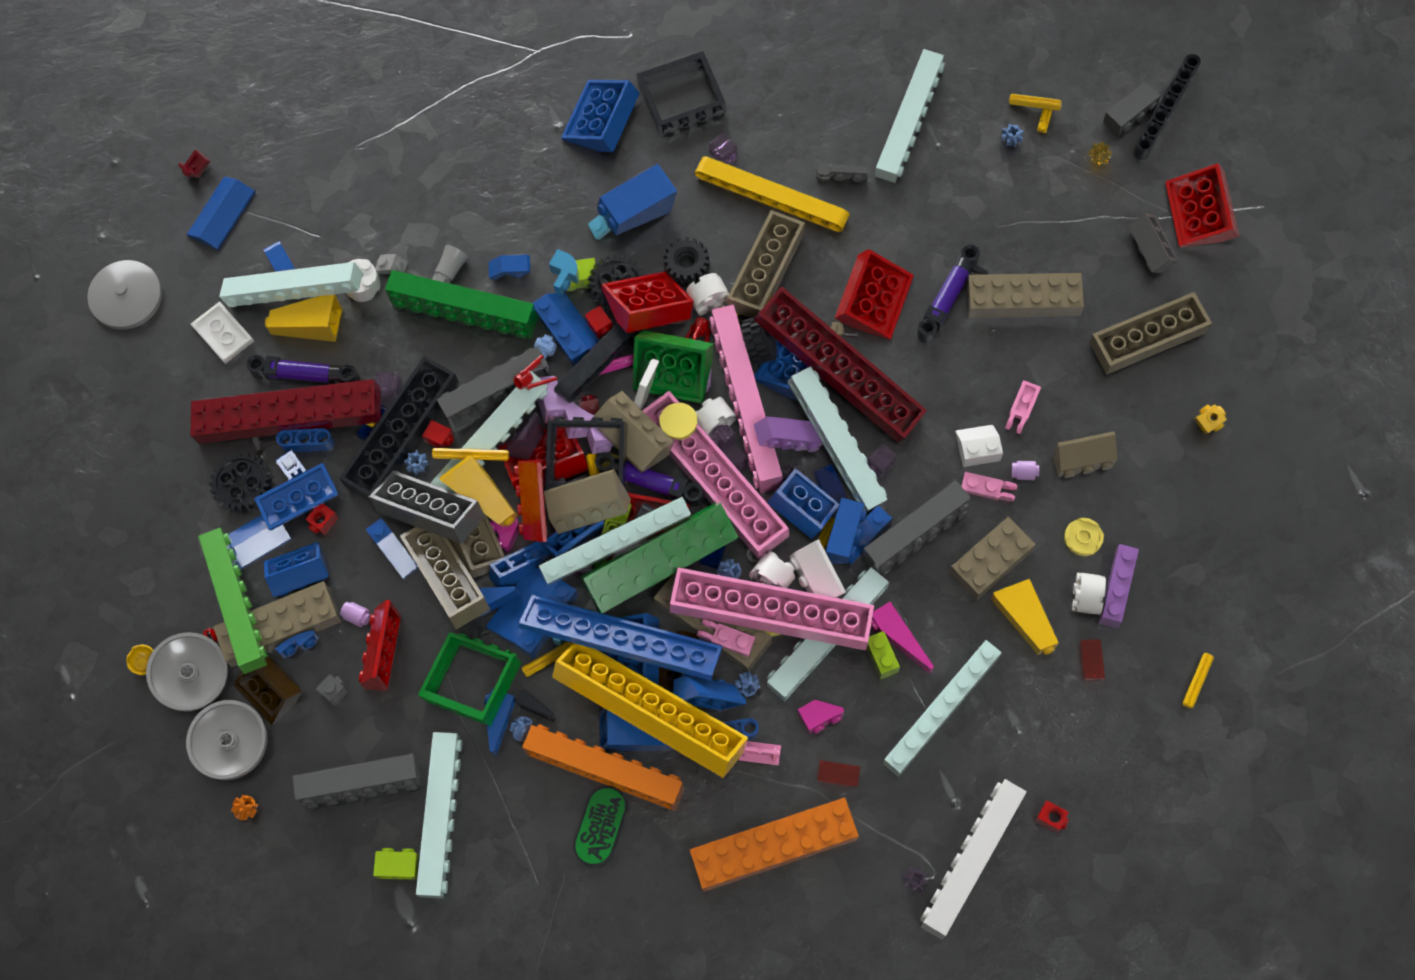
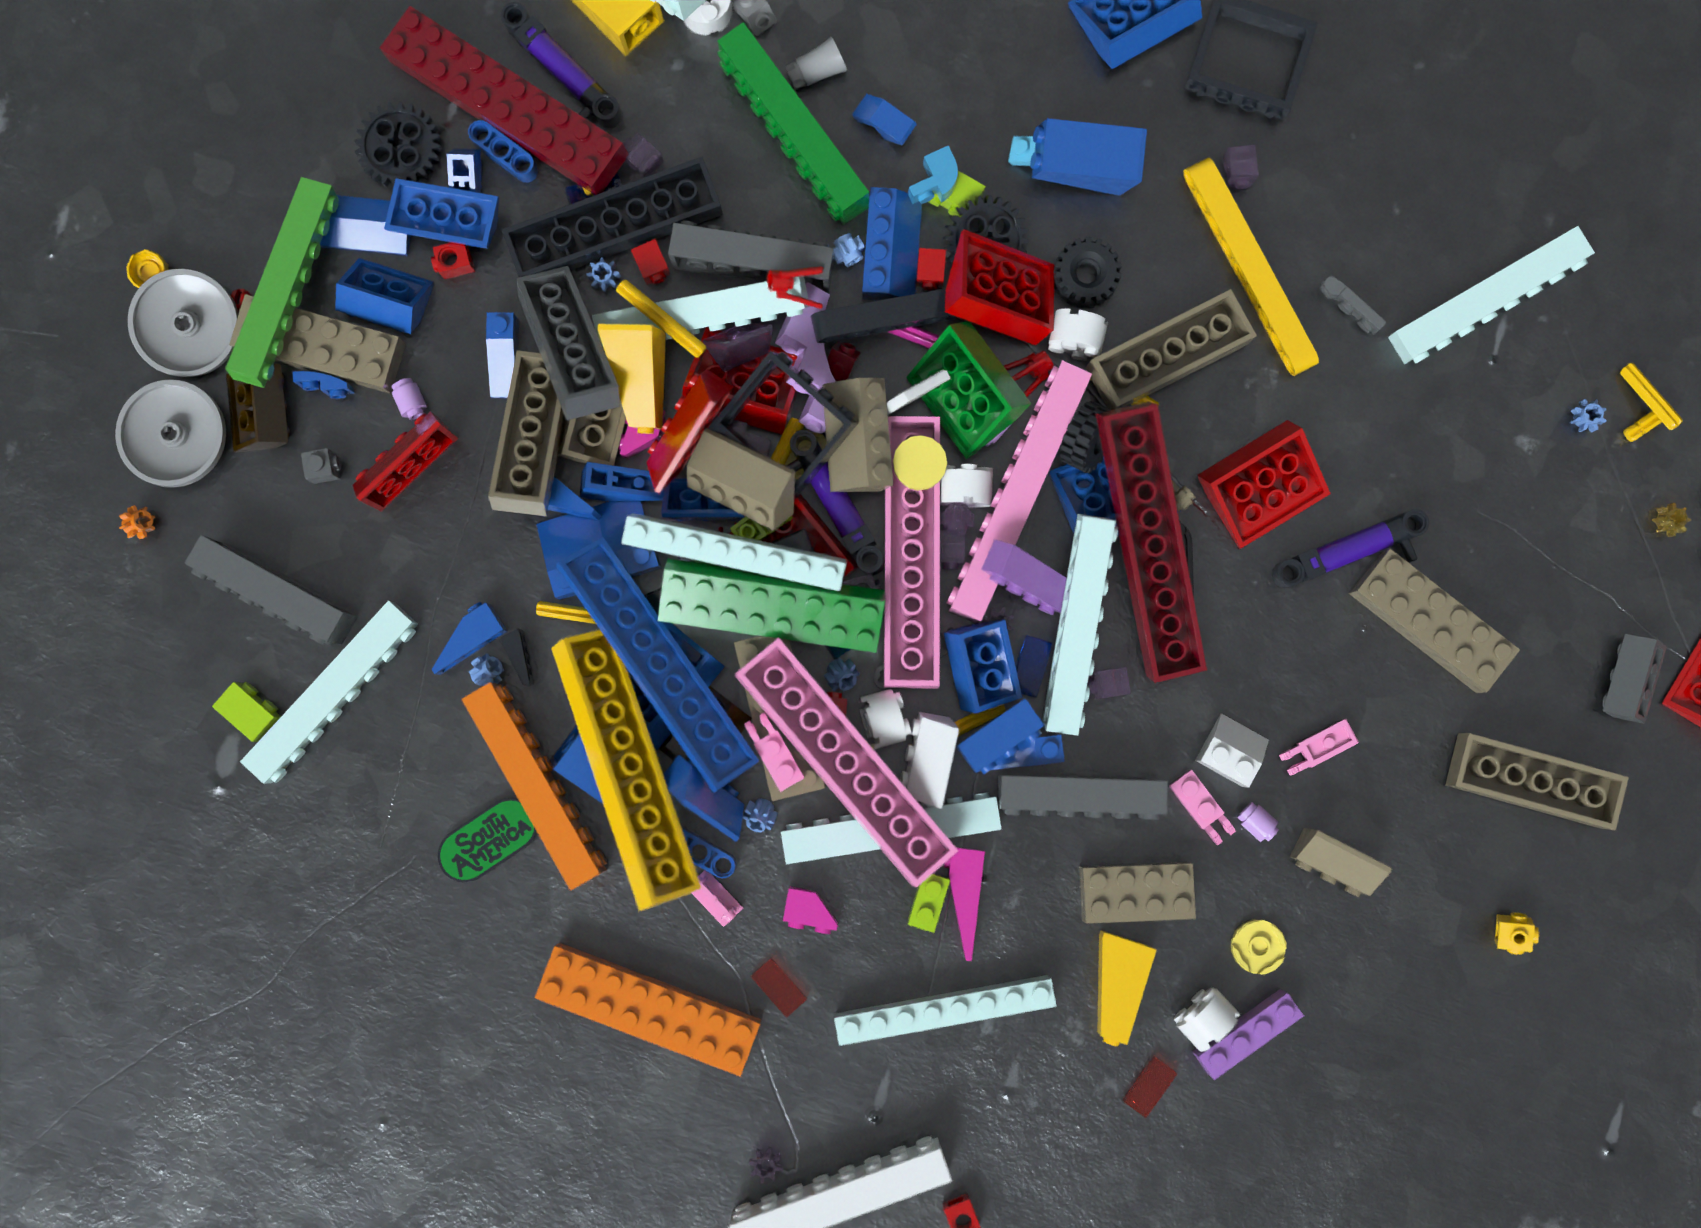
camera: 35 degrees right, 15 degrees up
(442, 663) = (449, 534): green window -> none
(1198, 680) = (1243, 1201): yellow axle -> none

